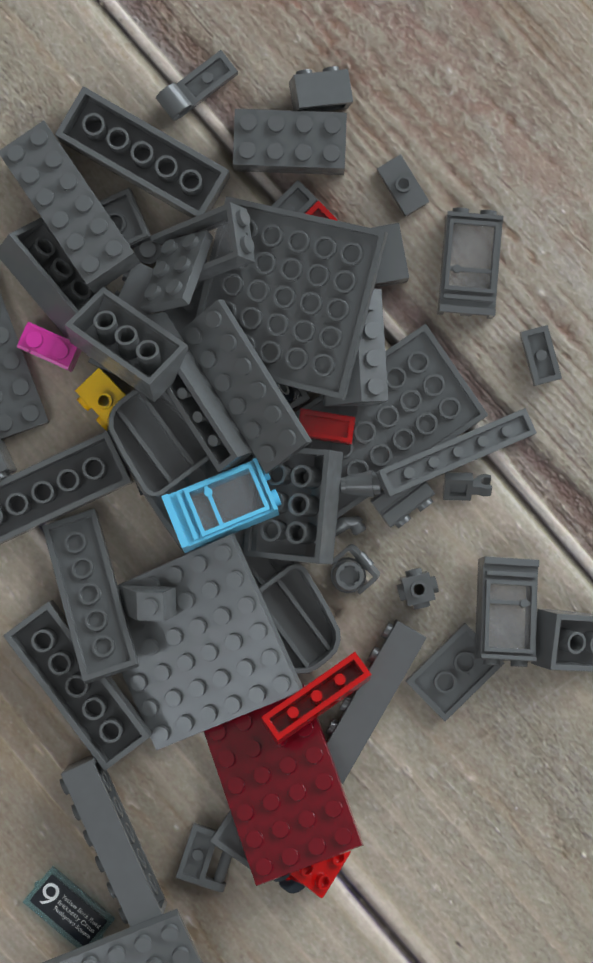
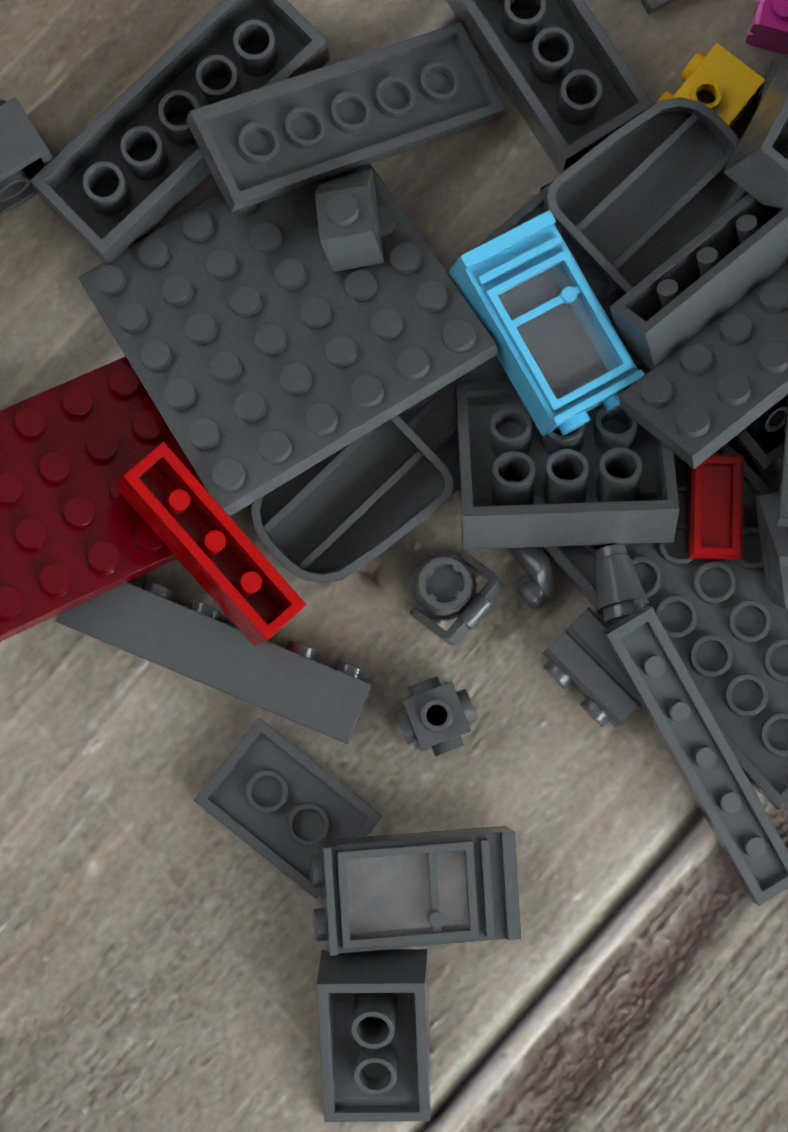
camera: 85 degrees right, 5 degrees down
(462, 486) = (638, 776): dark grey plate -> none

